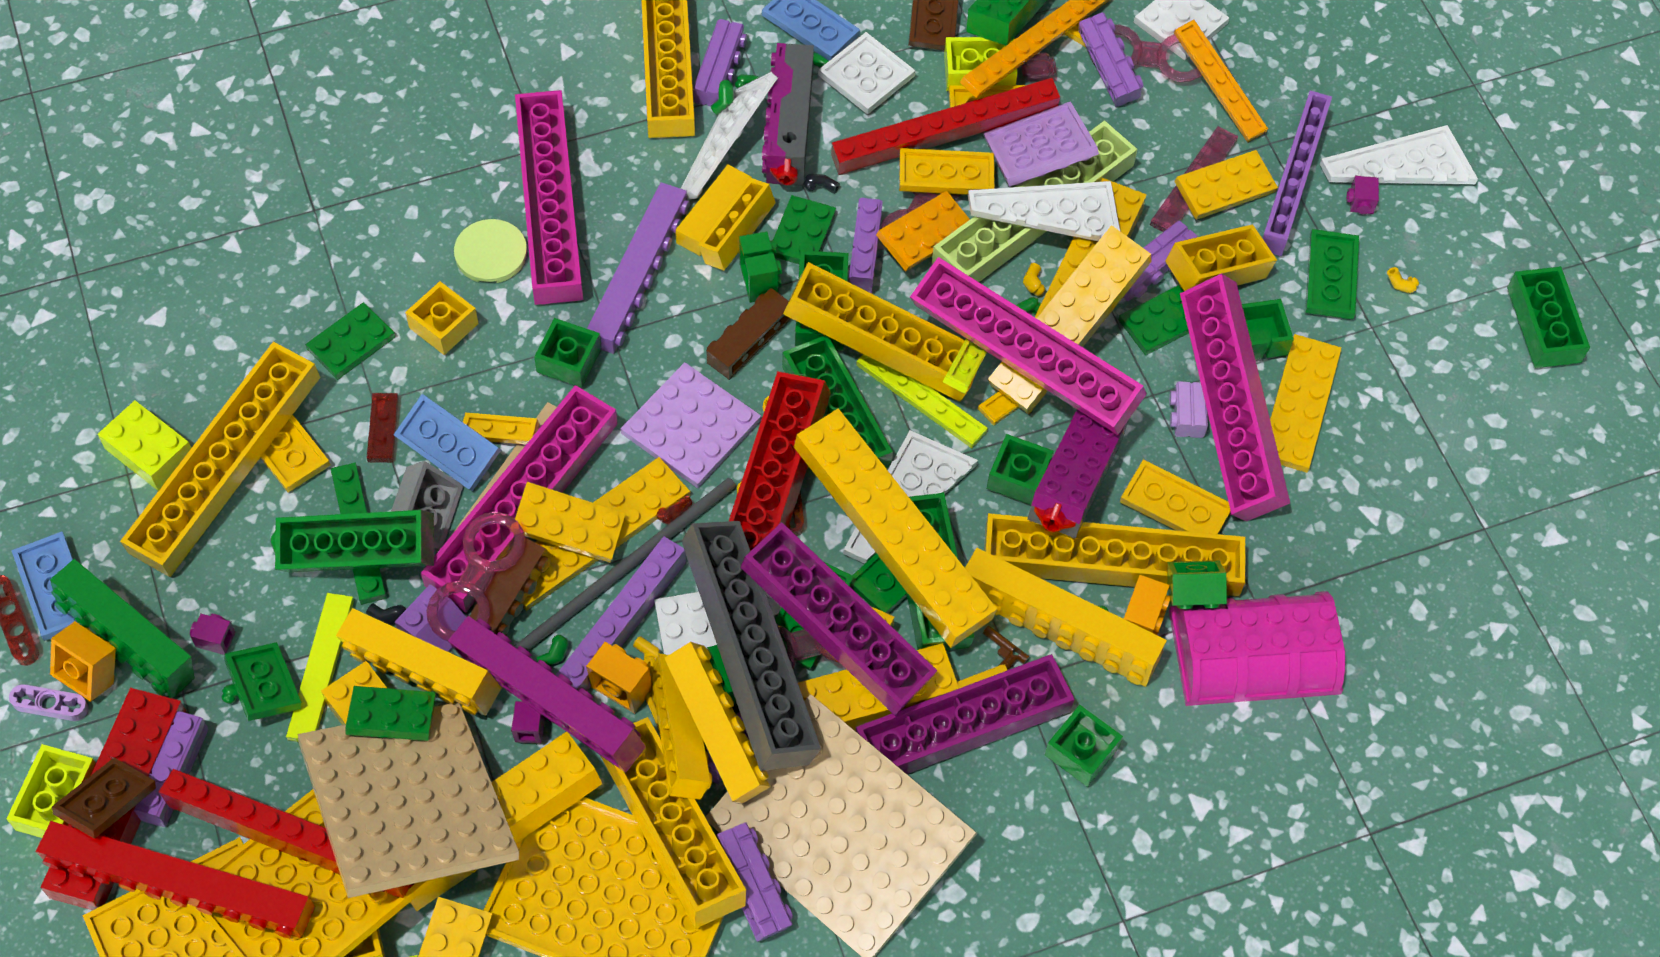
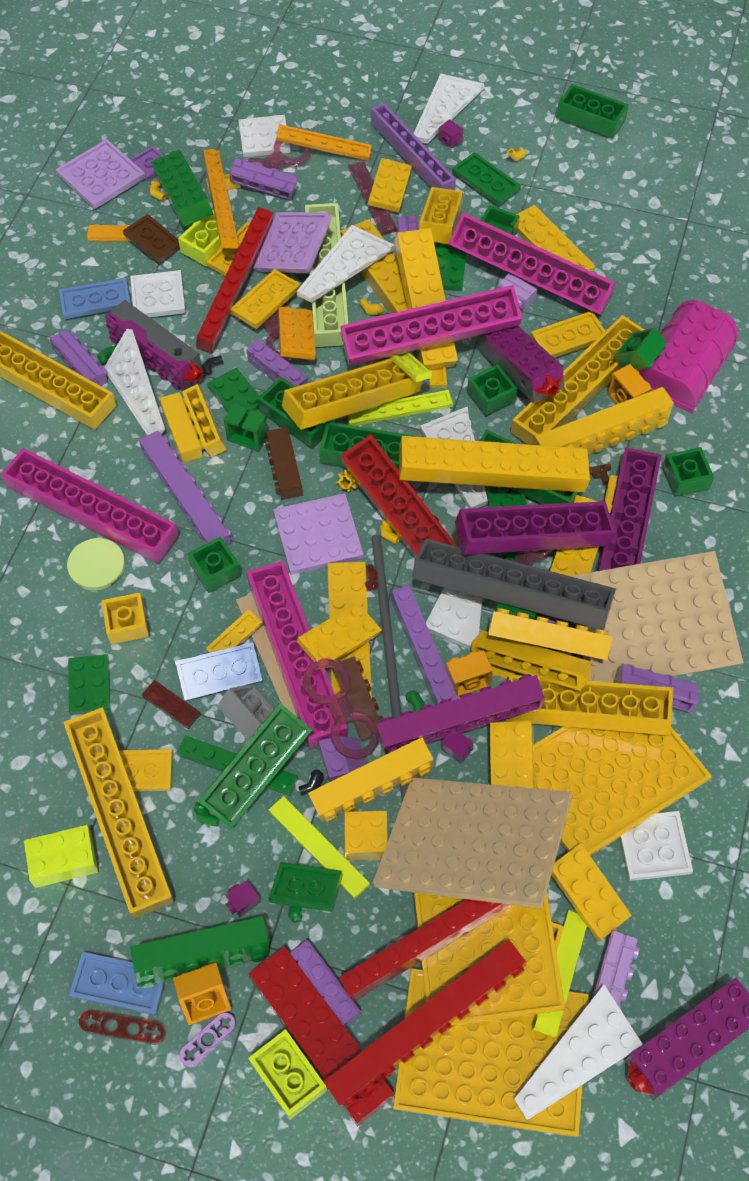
camera: 50 degrees left, 0 degrees up
(104, 797) = (331, 1034): reddish brown plate -> none
(390, 713) = (400, 816): green plate -> none
(648, 649) = (457, 651): yellow arm -> none
(726, 97) = (110, 370): green arm -> none
(1039, 68) = (239, 213): clear pink head -> none

